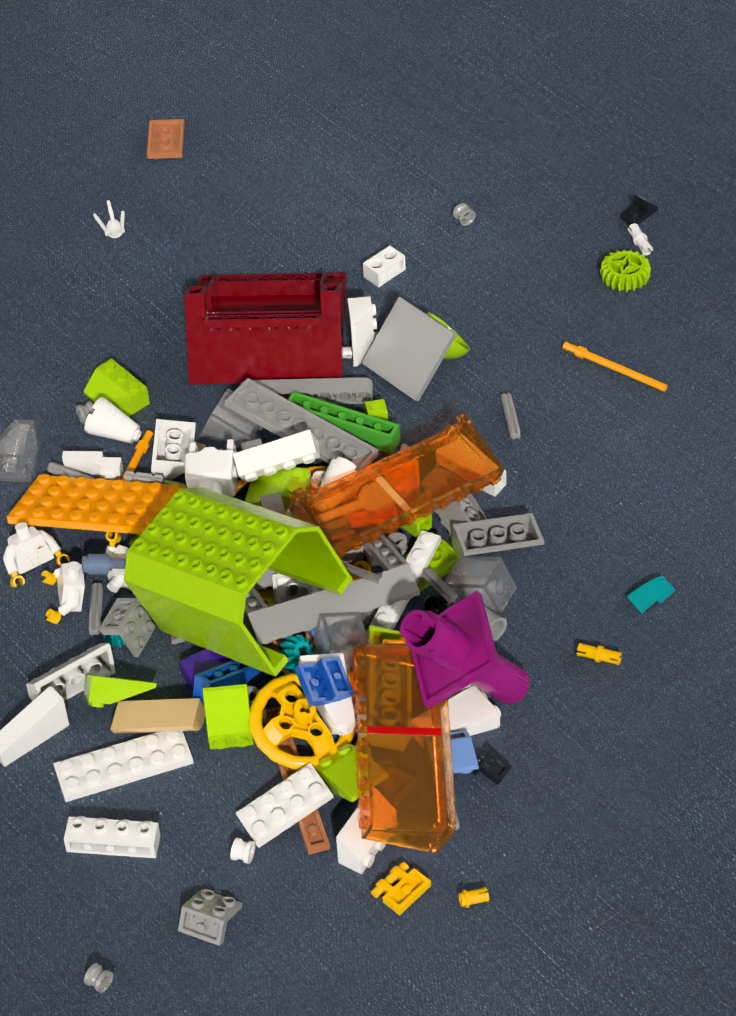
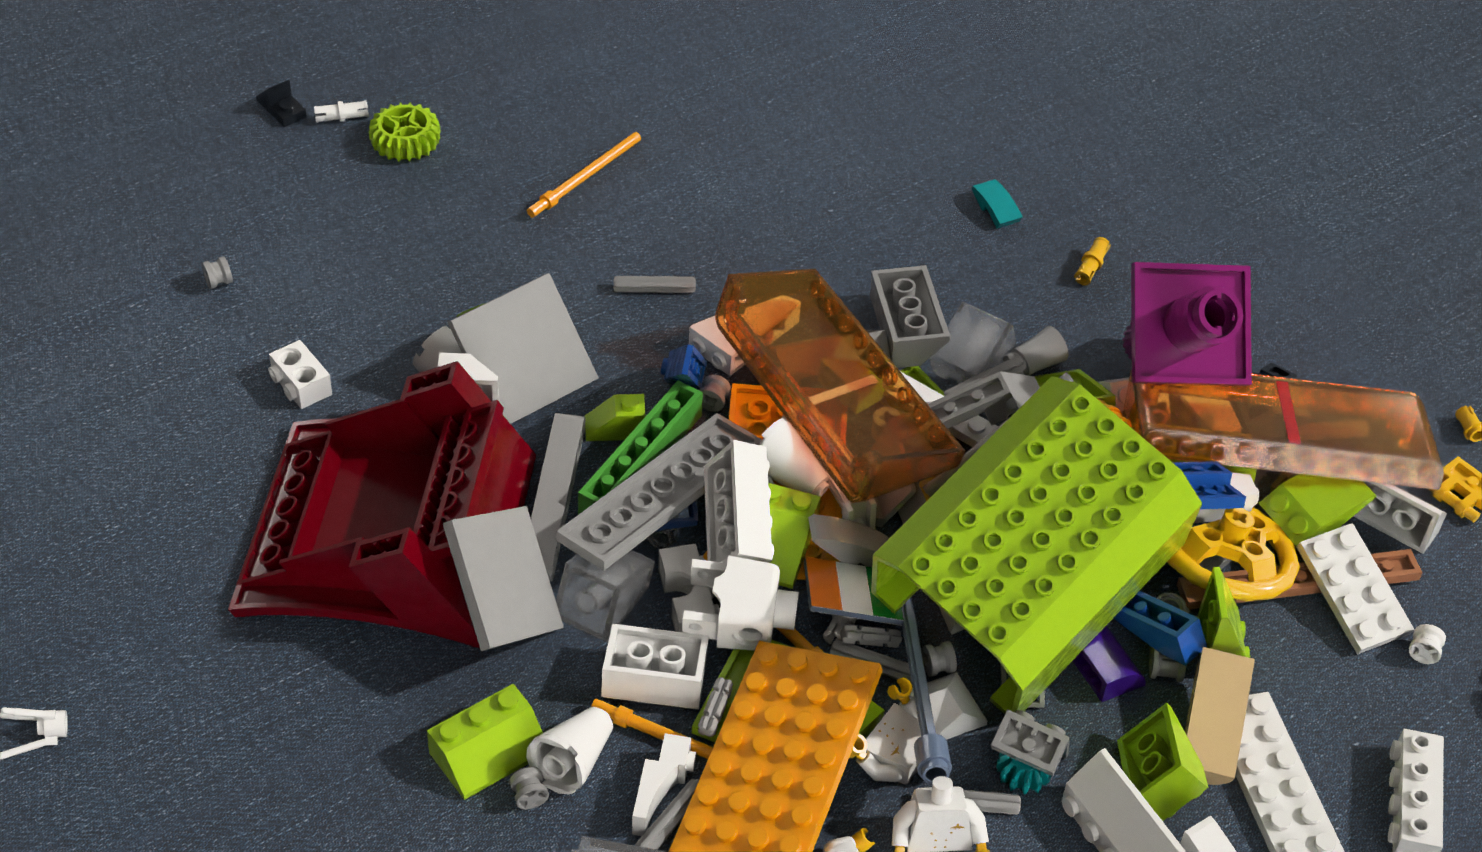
camera: 90 degrees left, 0 degrees up
(205, 358) = (503, 576): none -> light grey tile
(405, 421) = (684, 365): none -> blue slope

